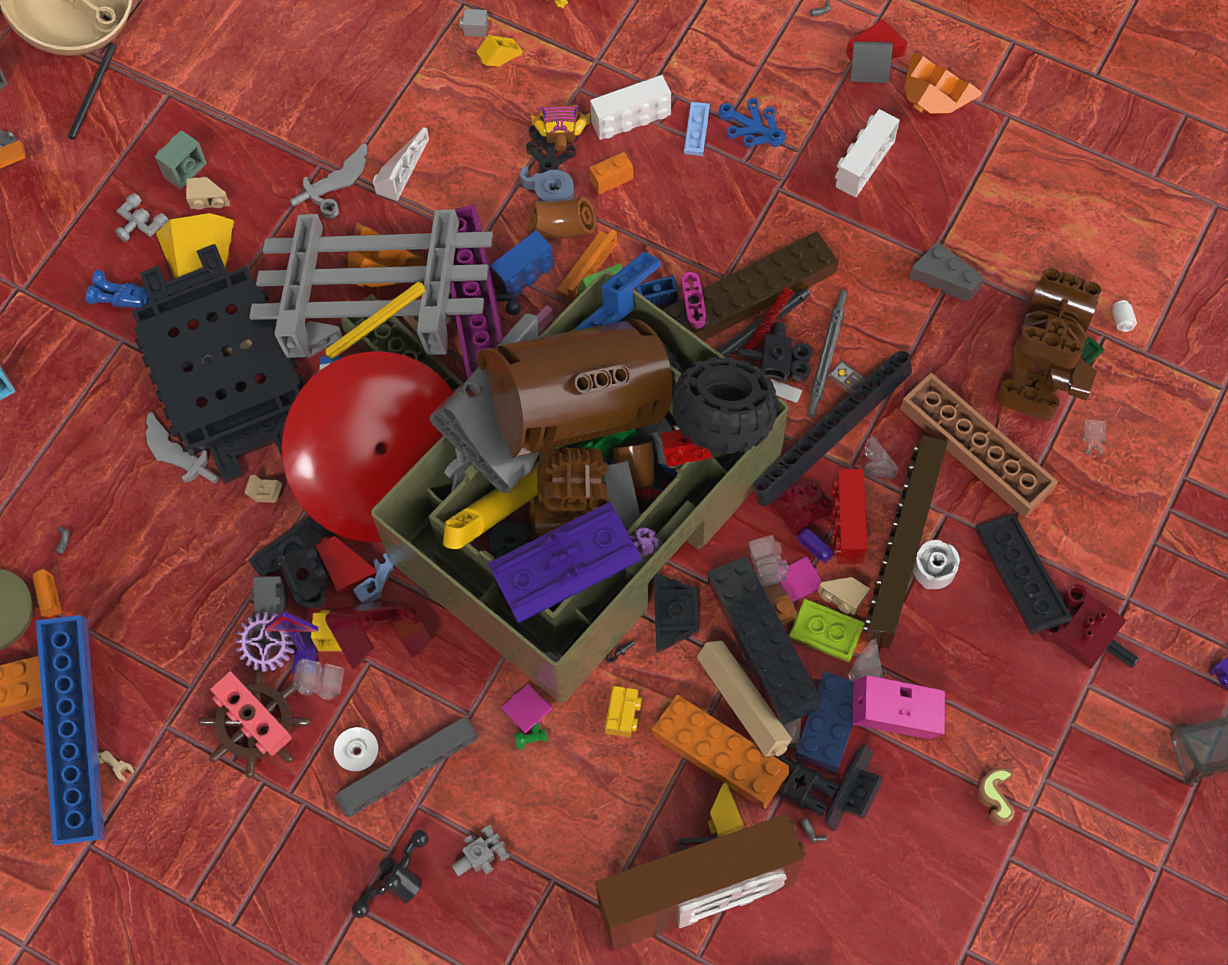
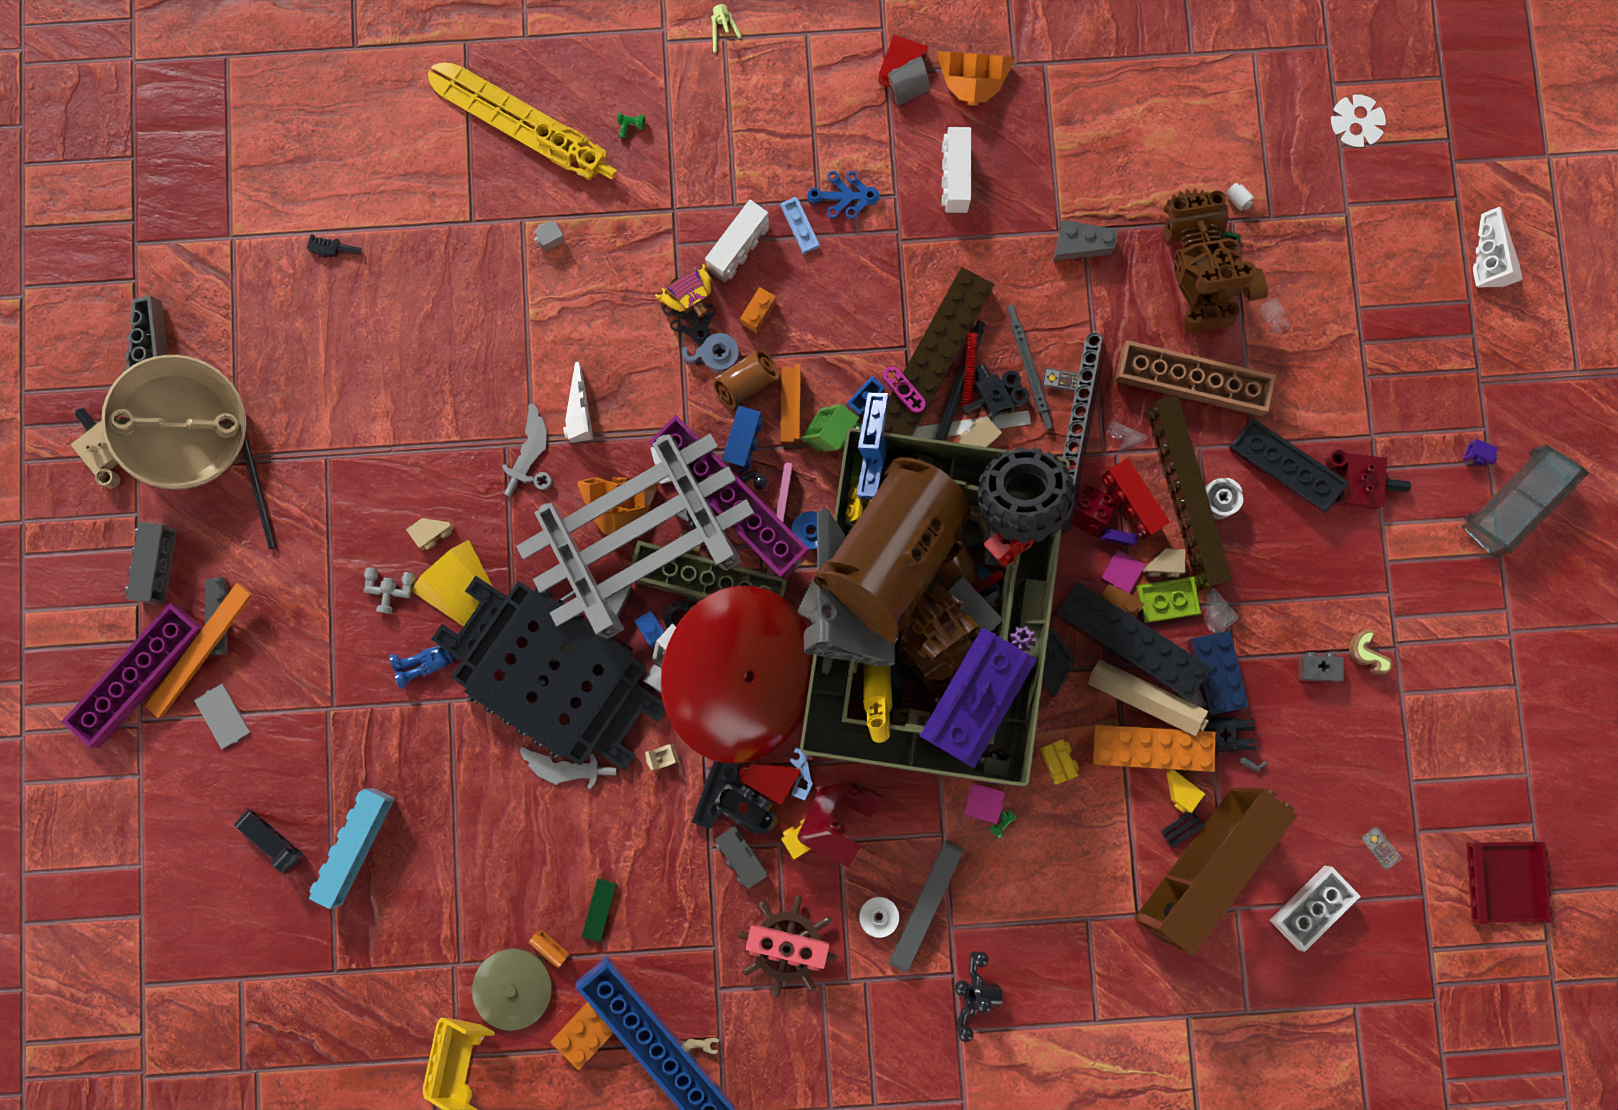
camera: 35 degrees left, 15 degrees up
(64, 540) = (530, 897): dark grey piece -> none
(114, 588) = (599, 909): none -> dark green tile
(180, 159) = (387, 515): sand green brick -> none
(265, 652) = (750, 886): lavender gear -> none
(300, 634) = (786, 866): dark purple piece -> none
(311, 678) = (816, 881): clear piece -> none
(375, 320) = (668, 570): yellow axle -> none
(479, 855) = (1023, 937): light grey piece -> none
(498, 50) = (587, 250): yellow slope -> none
(766, 557) = (1086, 565): clear piece -> none
(820, 11) = (832, 54): dark grey piece -> none
(856, 791) = (1269, 713): black bracket -> none
(898, 707) = (1264, 633): dark pink brick -> none
(945, 789) = (1332, 671): none -> flat silver brick

